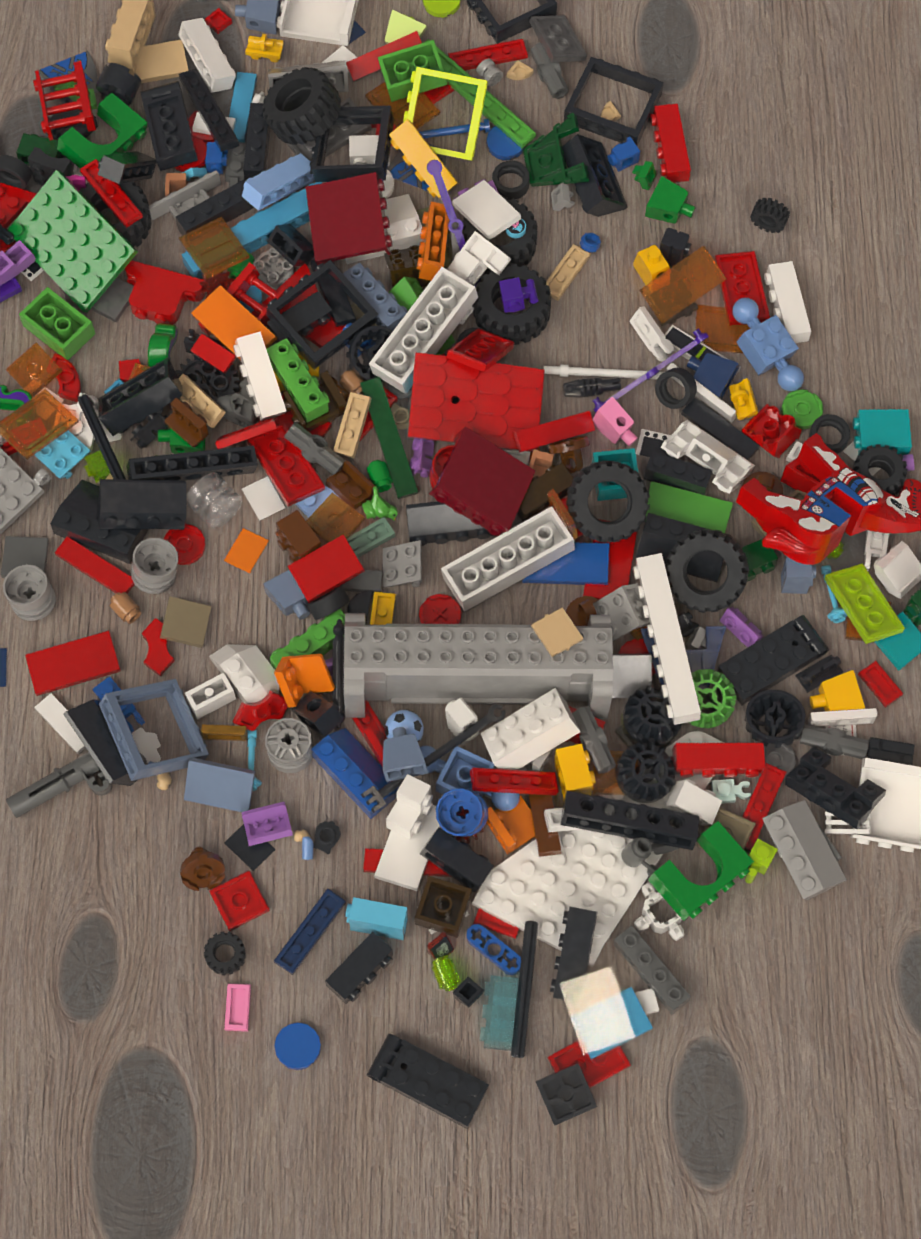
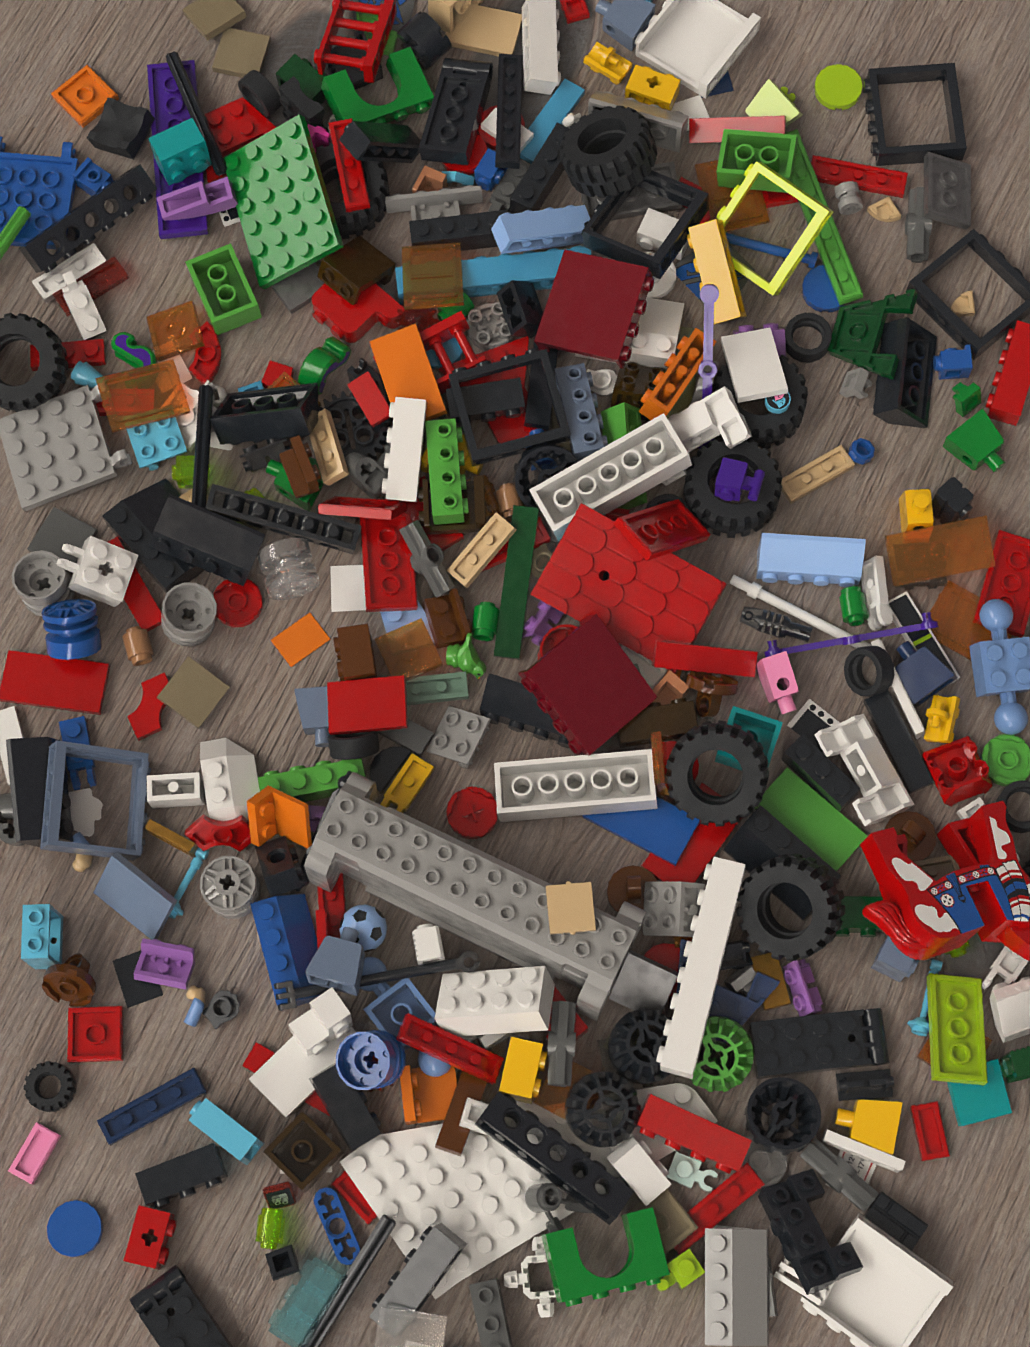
camera: 30 degrees right, 5 degrees up
(70, 614) = (71, 629): none -> blue wheel
(71, 562) = (86, 573): none -> white hinge
(152, 267) = (355, 269): none -> dark brown panel
(164, 844) = (39, 927): none -> medium azure window
(306, 51) = (652, 87): none -> yellow brick
(358, 1037) = (139, 1249): none -> red brick
(380, 271) = (603, 381): none -> white animal
(593, 330) = (810, 559): none -> light blue slope
(640, 350) = (853, 606): none -> green brick
(729, 640) = (771, 967): none -> pearl gold tile

